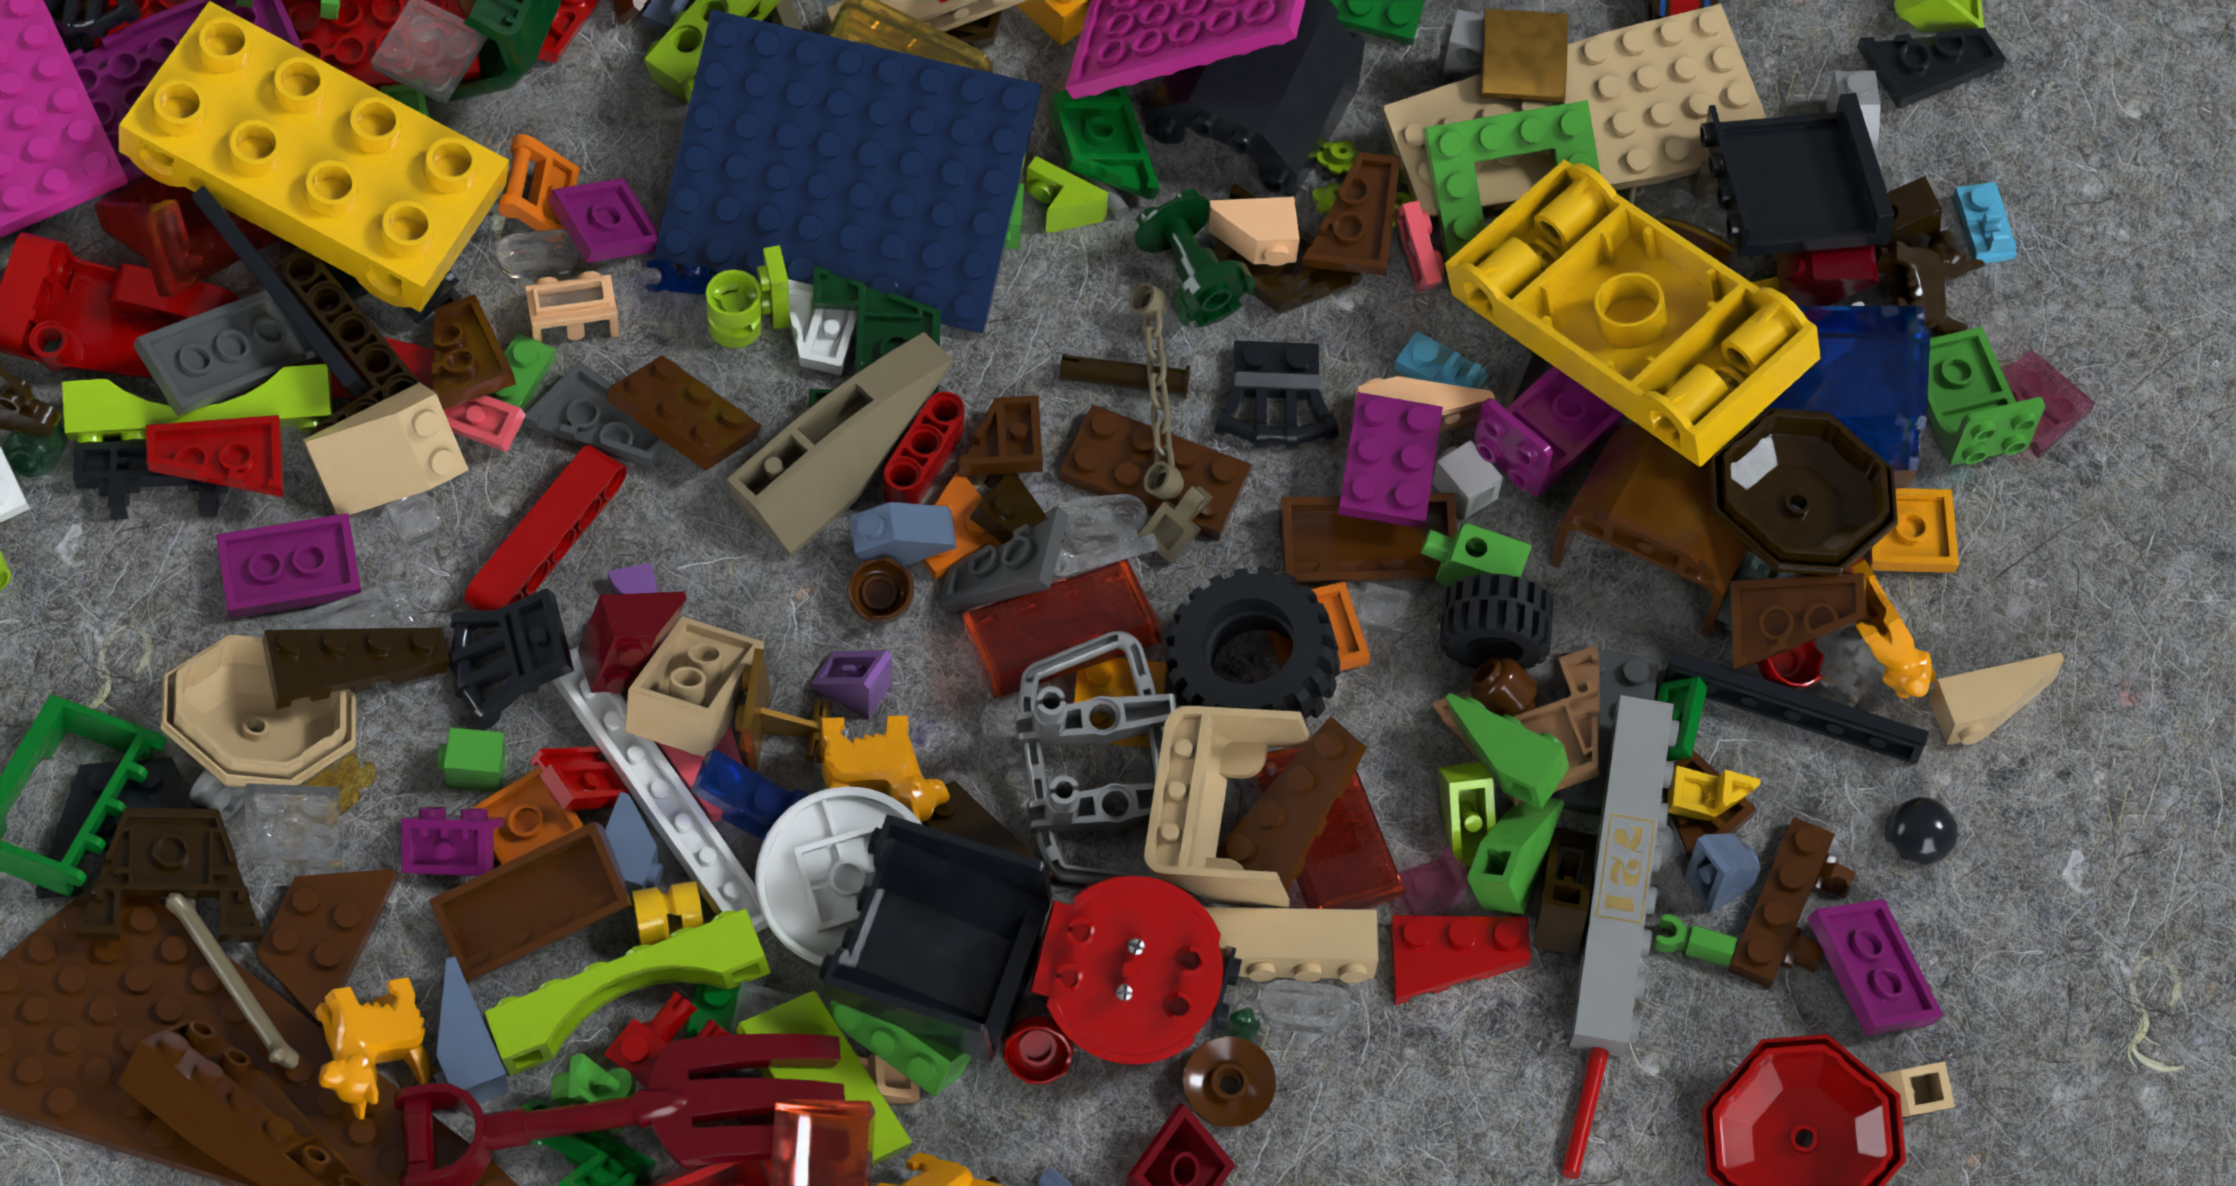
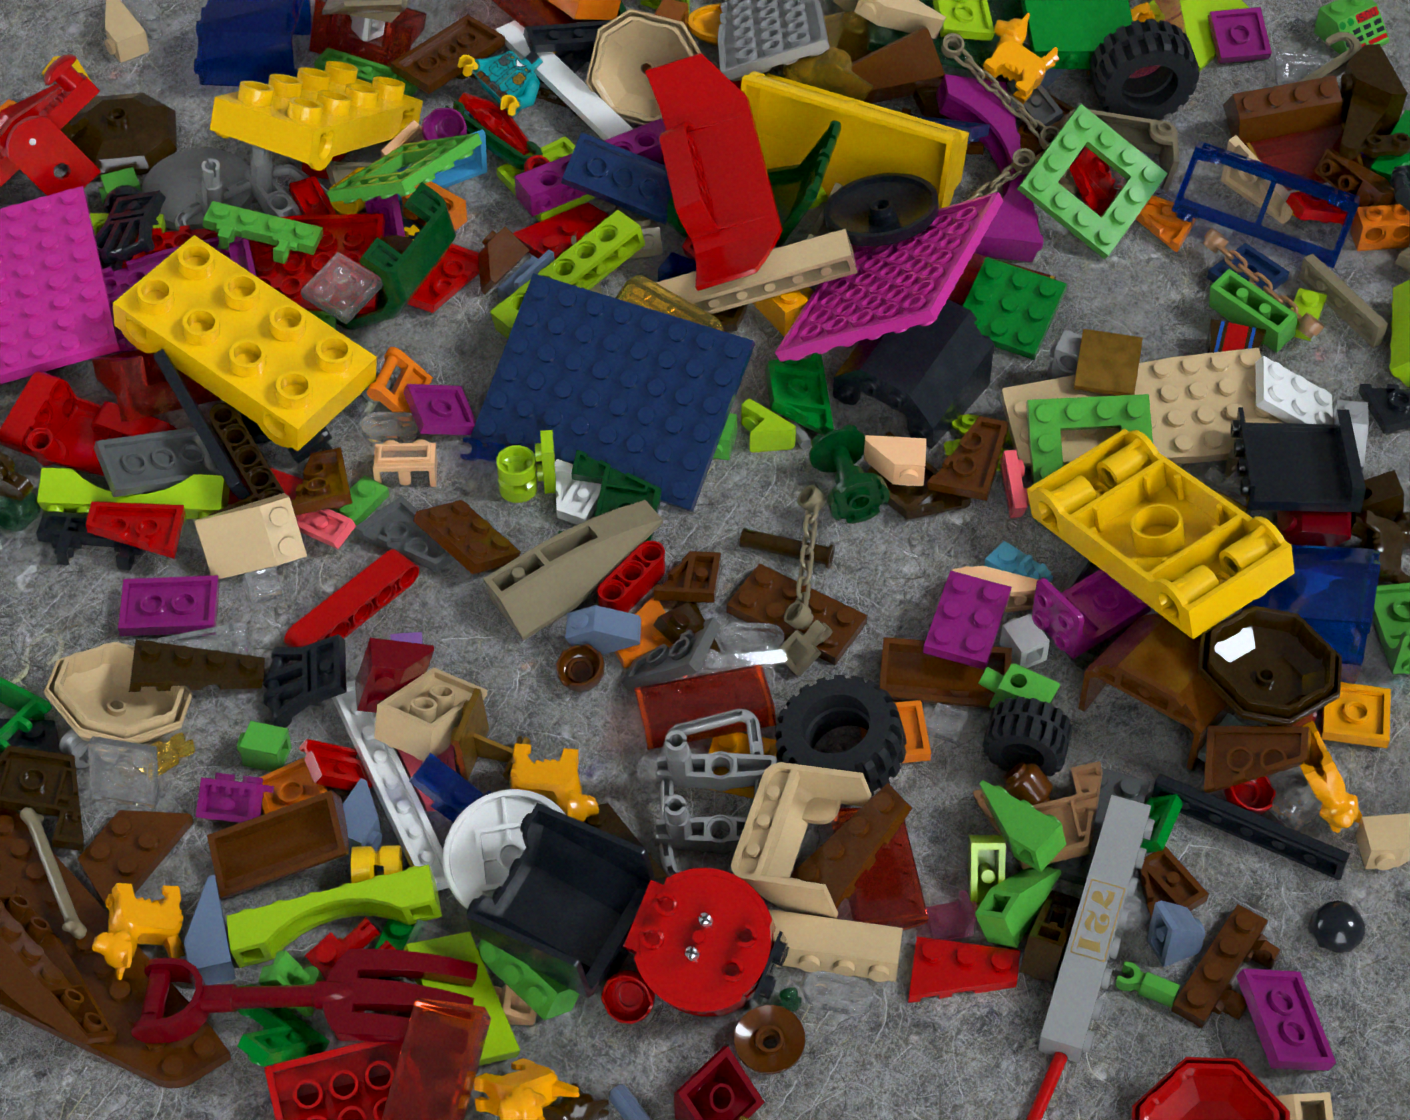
camera: 15 degrees right, 10 degrees down
(855, 679) = (551, 726): medium lavender slope -> none
(1276, 372) = (899, 558): black plate -> none
(1706, 795) = (1169, 878): yellow slope -> none
(1773, 73) = (1290, 395): none -> white plate

